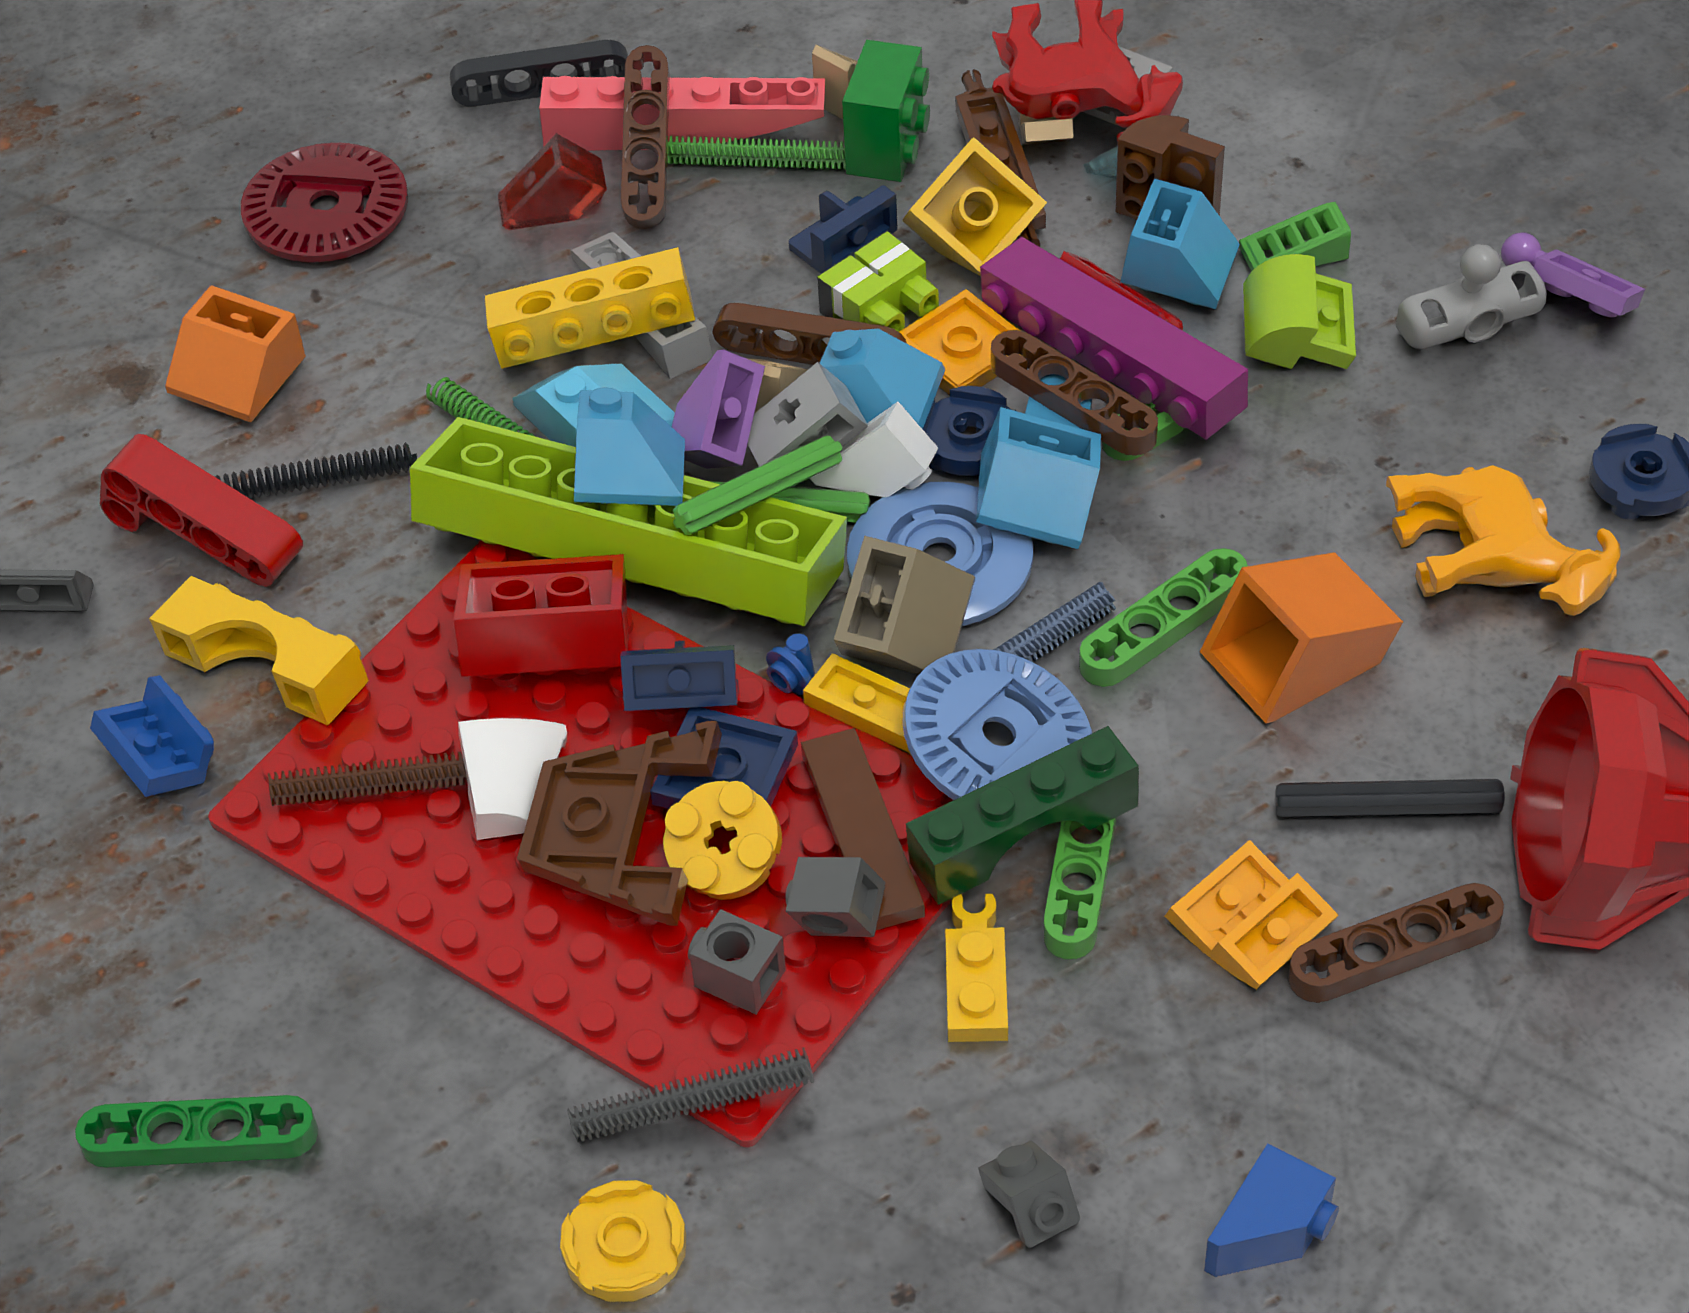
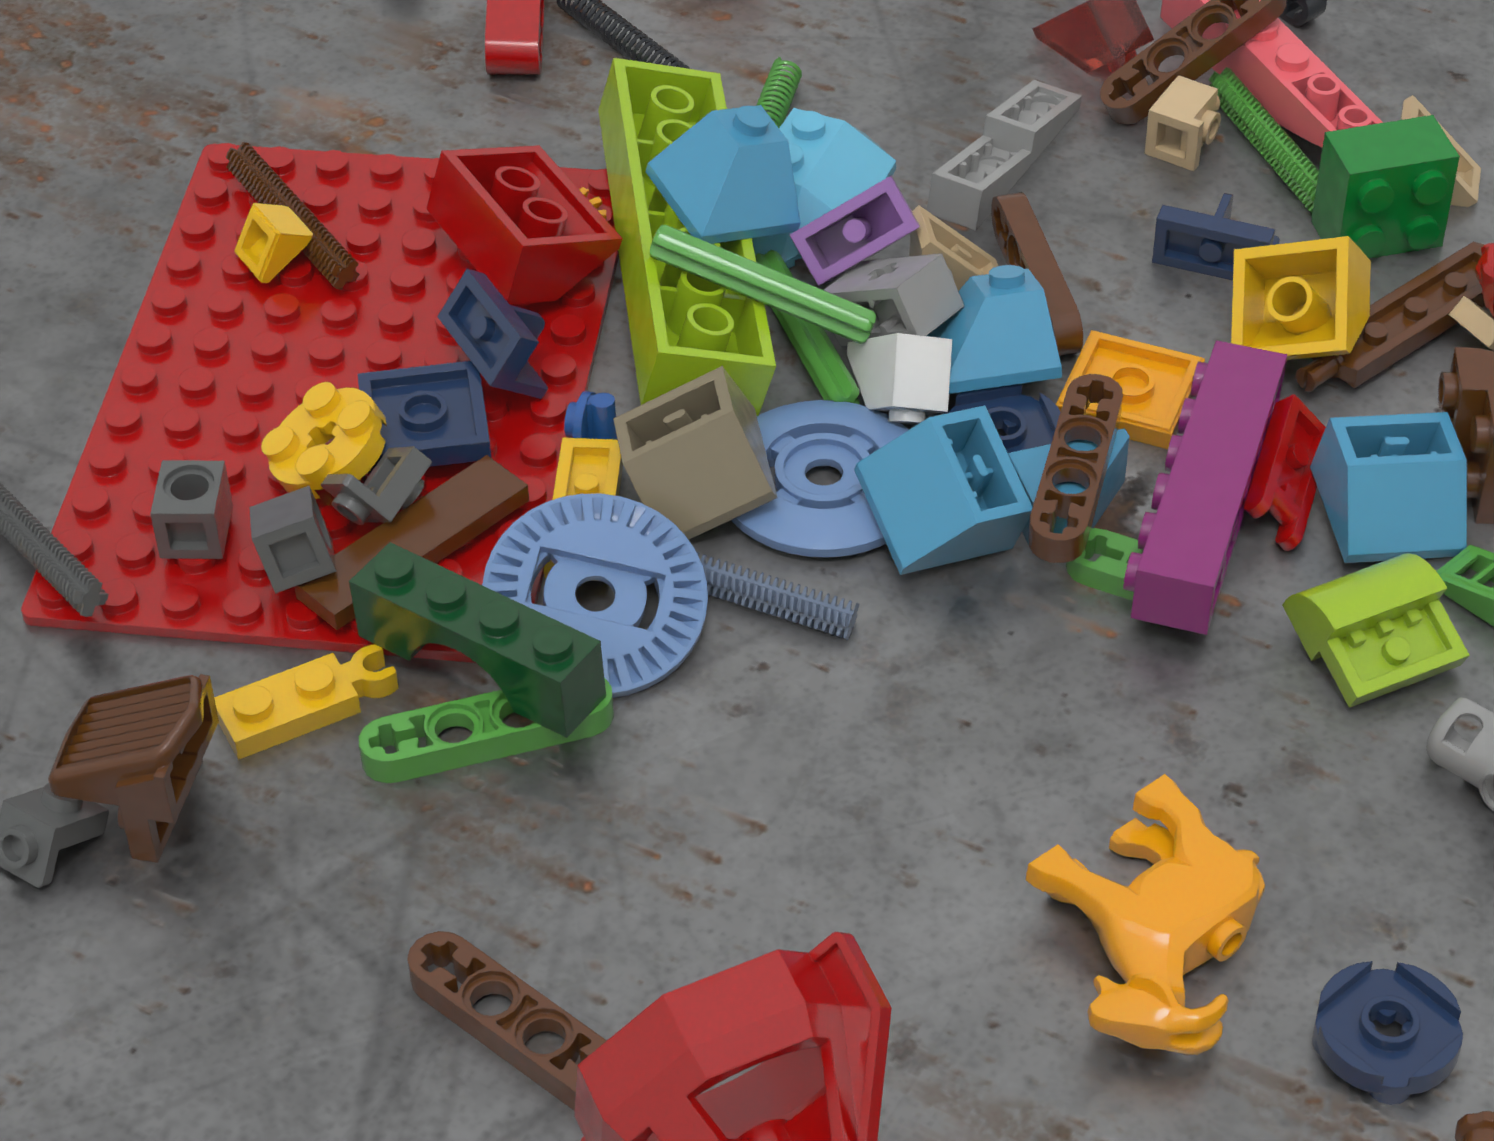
camera: 60 degrees right, 5 degrees down
(156, 740) = (256, 76): blue bracket -> none
(212, 625) = (382, 117): yellow arch -> none
(418, 800) = (271, 239): none -> yellow slope
(504, 769) = (332, 280): white slope -> none
(589, 308) = (943, 108): yellow brick -> none
(592, 816) = (307, 346): reddish brown wing -> none
(703, 187) = (1183, 122): none -> tan brick
(806, 816) = (390, 487): none -> dark grey bracket
(878, 285) = (1144, 296): lime hips -> none
(1031, 1072) = (139, 754): none -> reddish brown piece
(1157, 611) = (851, 684): bright green beam -> none
(1250, 915) = (488, 885): light orange slope -> none
(1272, 1215) = (95, 1024): blue slope -> none
(1297, 632) = (897, 784): orange slope -> none
(1389, 797) = (692, 909): black axle -> none

